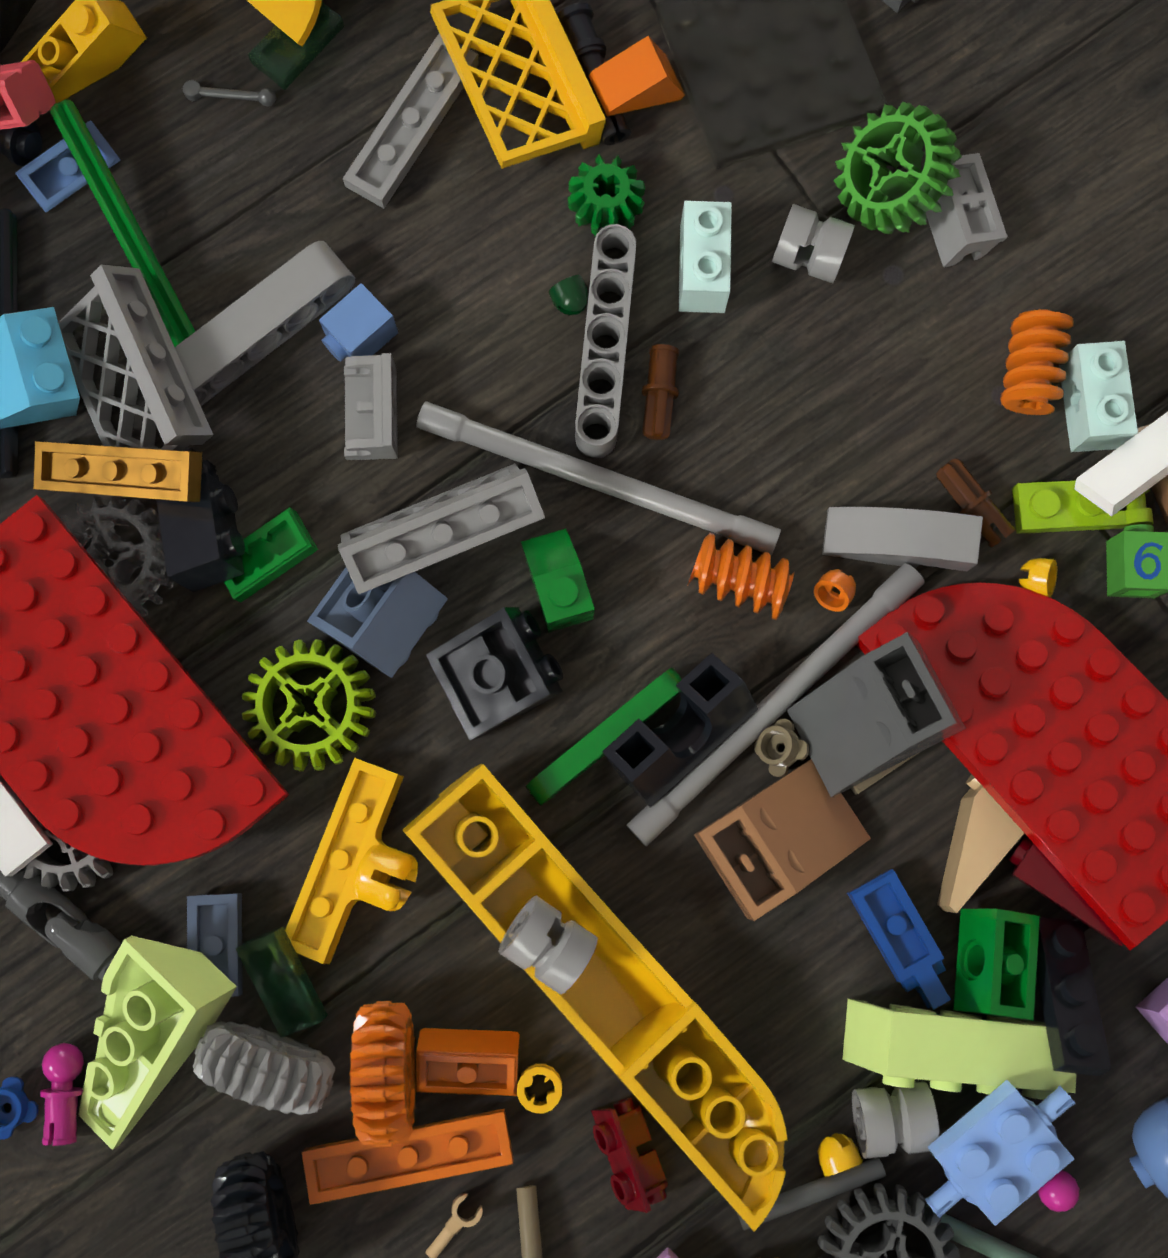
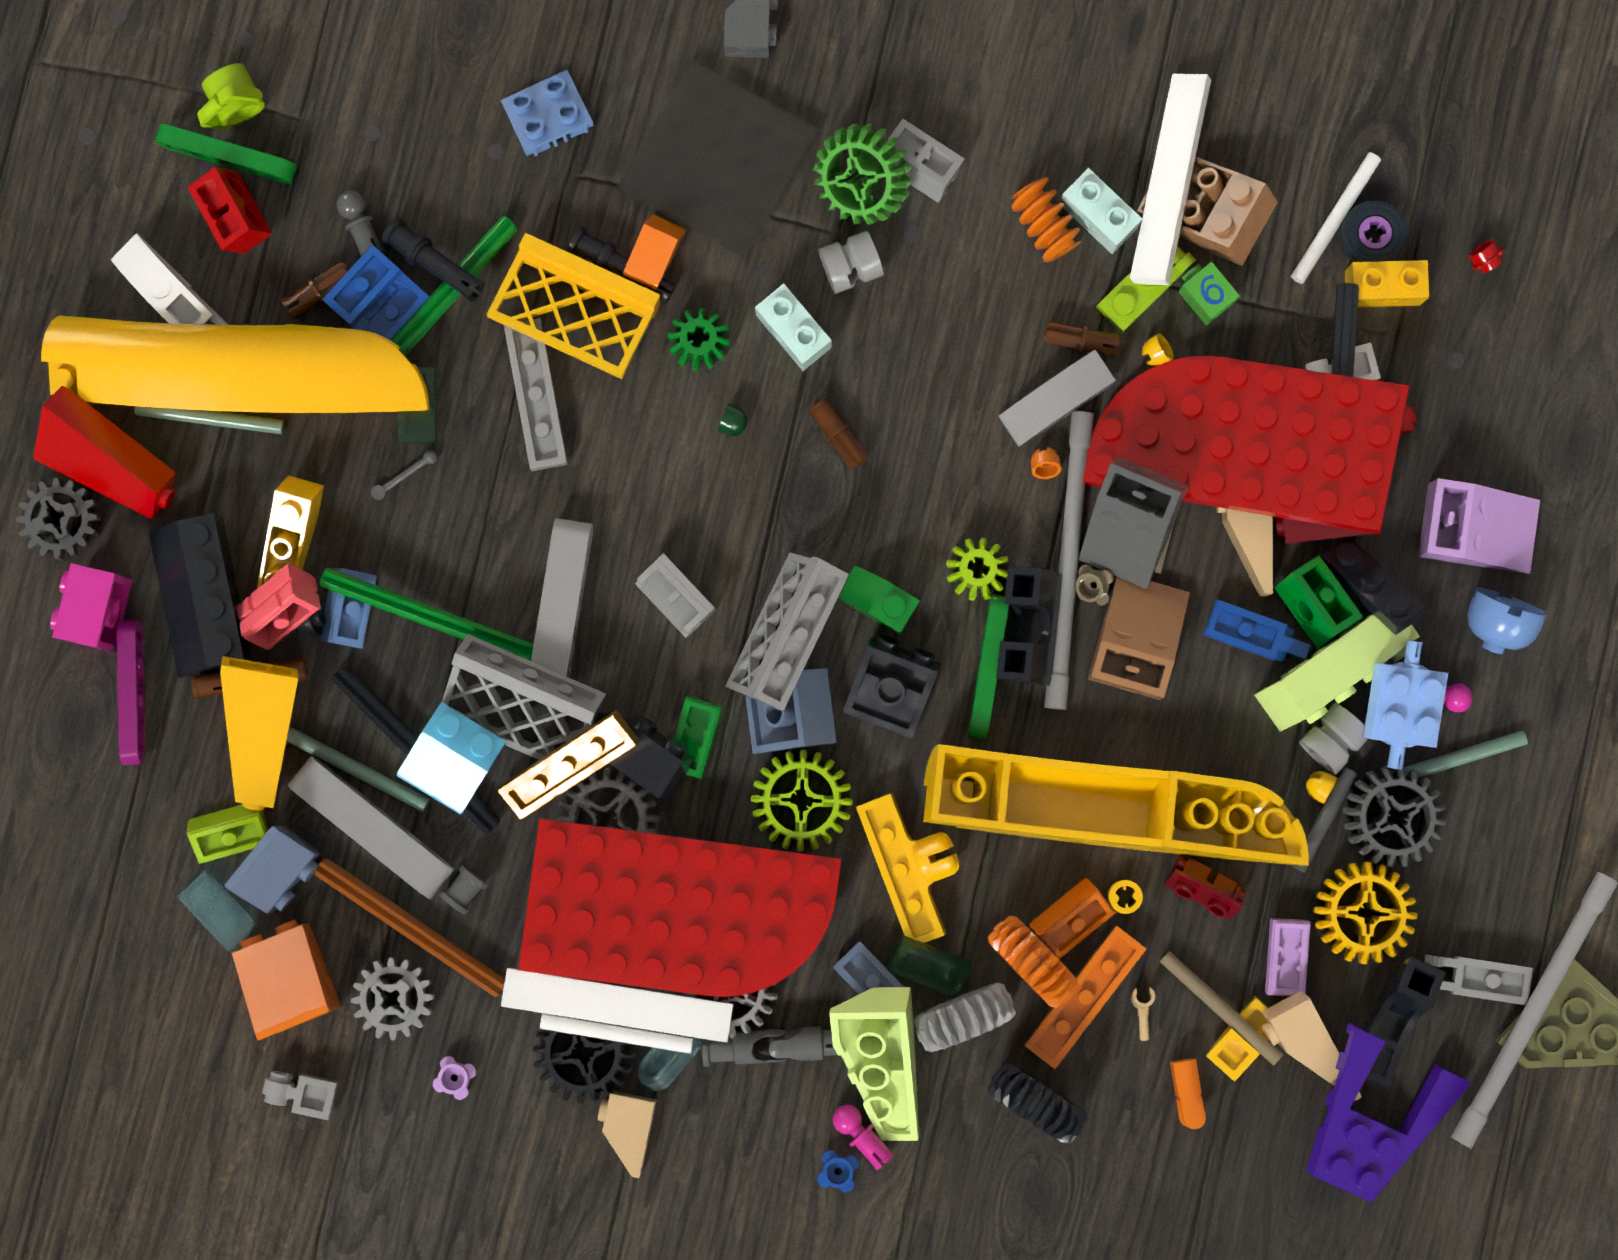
camera: 35 degrees left, 5 degrees up
(357, 325) = (623, 553): medium blue brick -> none
(460, 428) = (956, 476): light grey piece -> none
(552, 947) = (1057, 810): light grey wheel -> none
(609, 320) = (772, 414): light grey beam -> none
(662, 626) = (988, 563): none -> lime gear
(742, 575) = (984, 503): orange piece -> none

